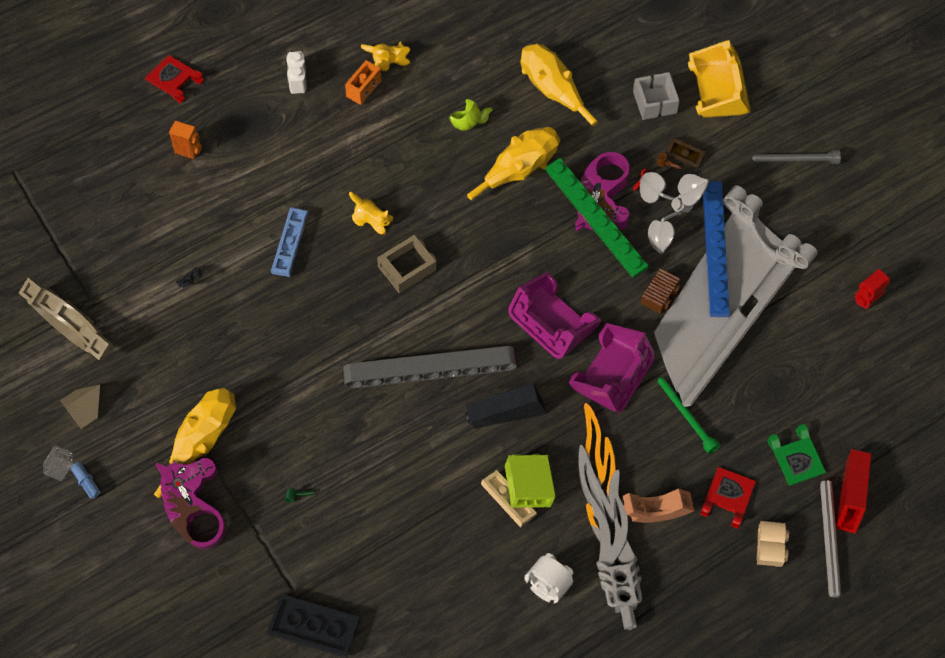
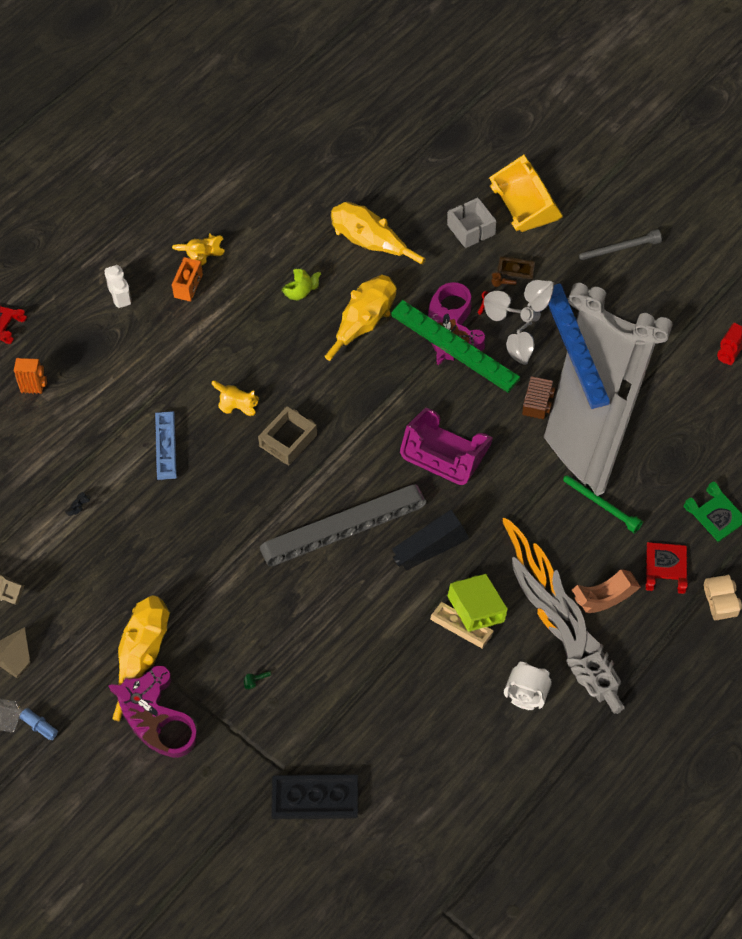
camera: 15 degrees left, 5 degrees down
(616, 369) = (521, 477): magenta windscreen -> none

